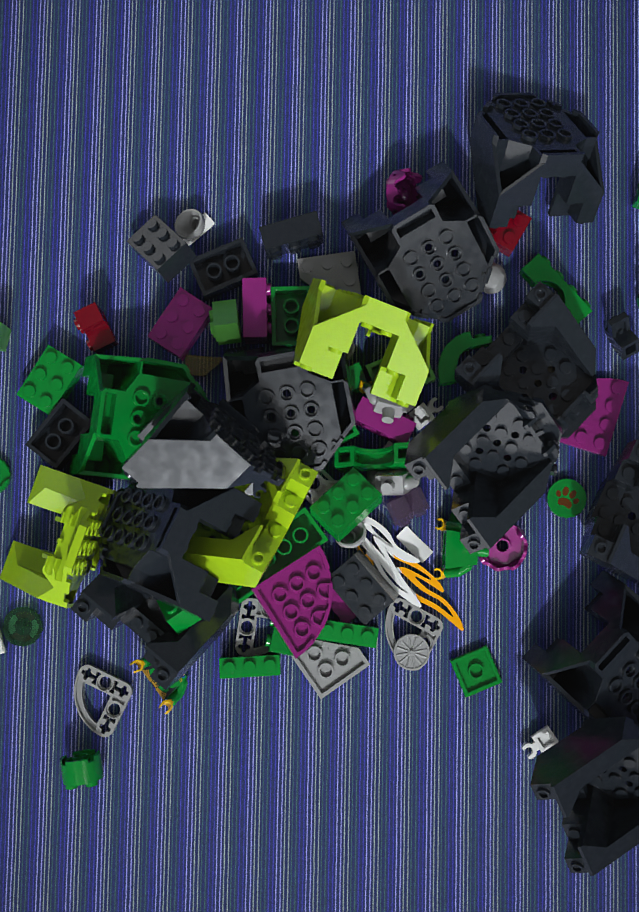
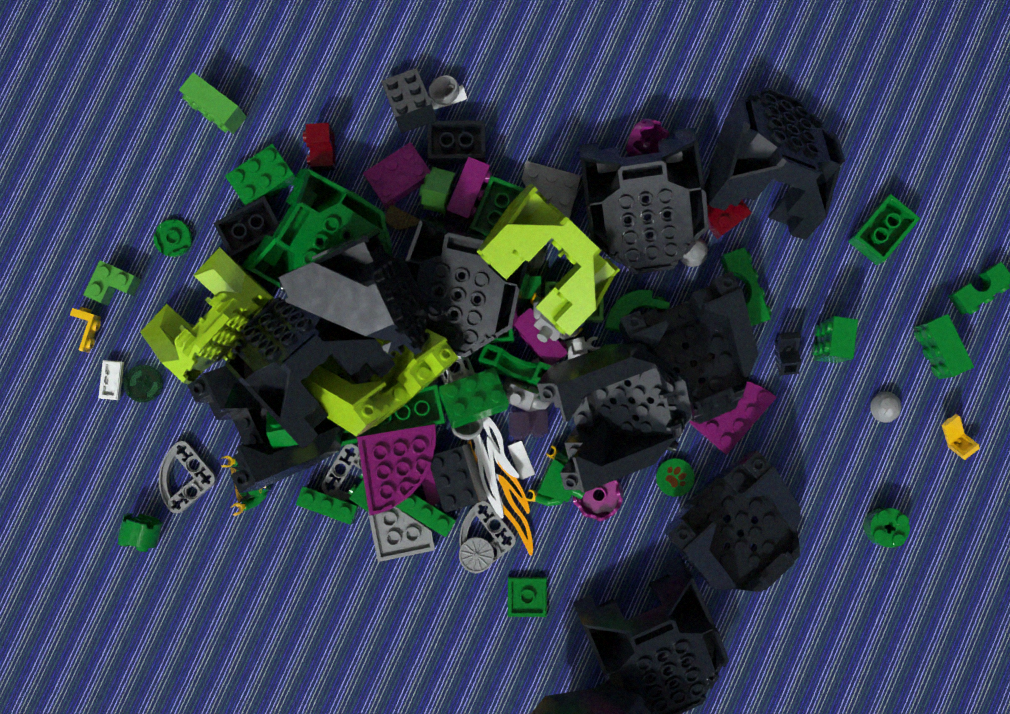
camera: 20 degrees right, 0 degrees up
(291, 235) = (529, 137): black brick -> none
(542, 741) = (560, 684): white plate -> none

